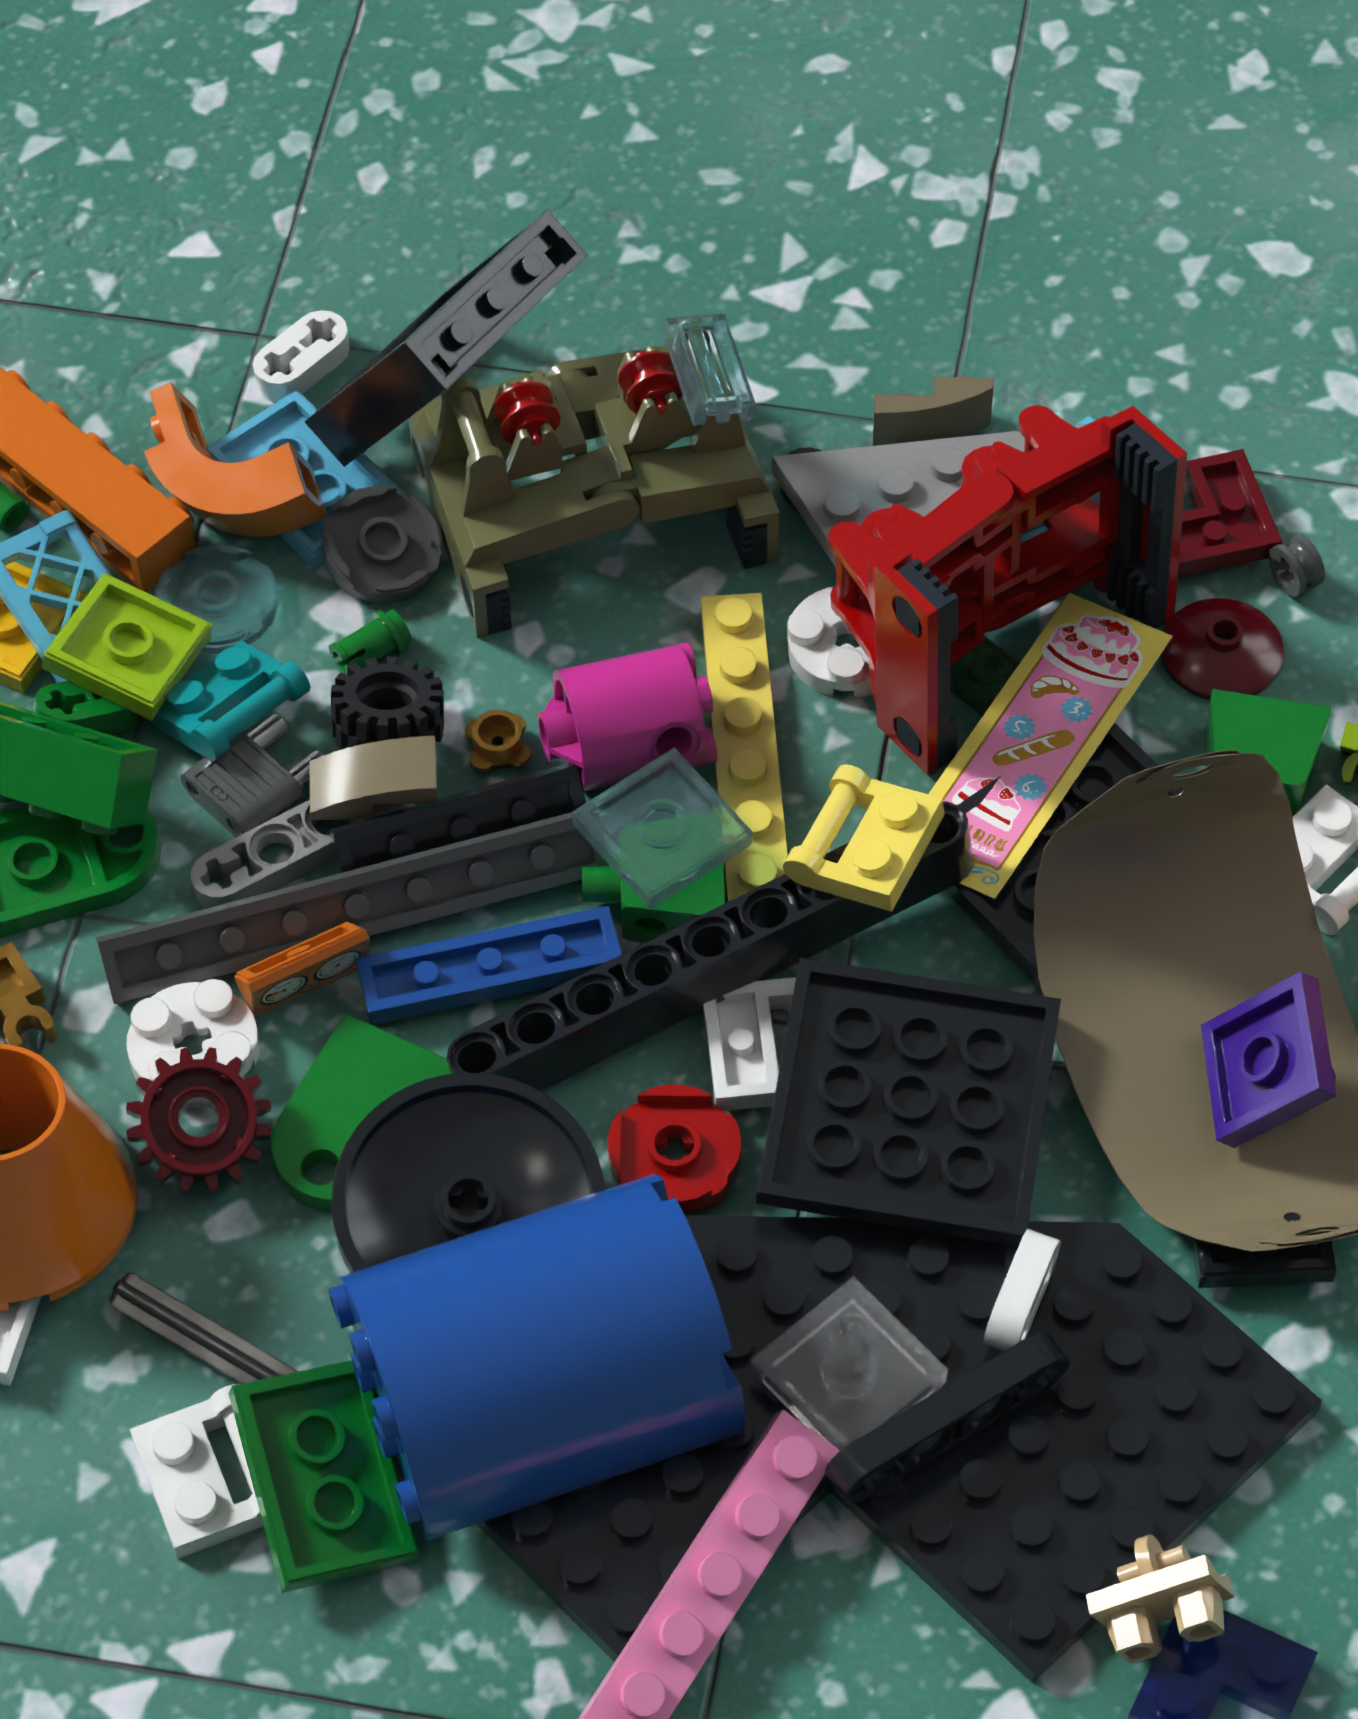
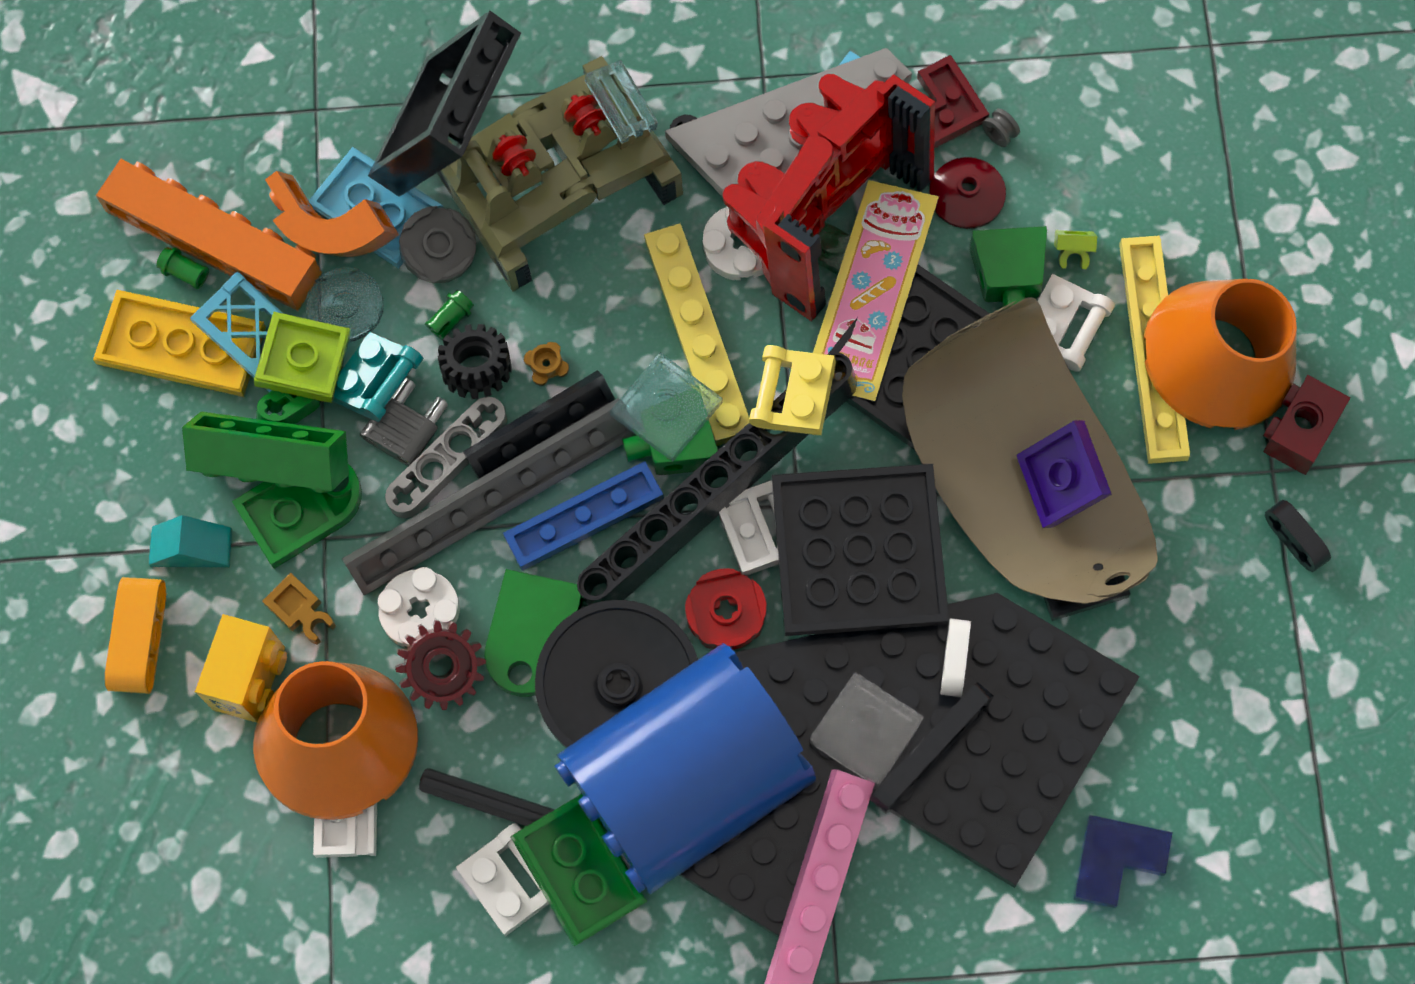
camera: 10 degrees left, 15 degrees up
(297, 353) = (343, 118): white beam -> none
(302, 968) = (471, 544): orange slope -> none
(378, 772) = (479, 411): dark tan slope -> none
(627, 713) = (624, 334): dark pink cylinder -> none
(955, 410) = (766, 66): dark tan slope -> none
(1156, 1590) = (1096, 821): tan hips -> none

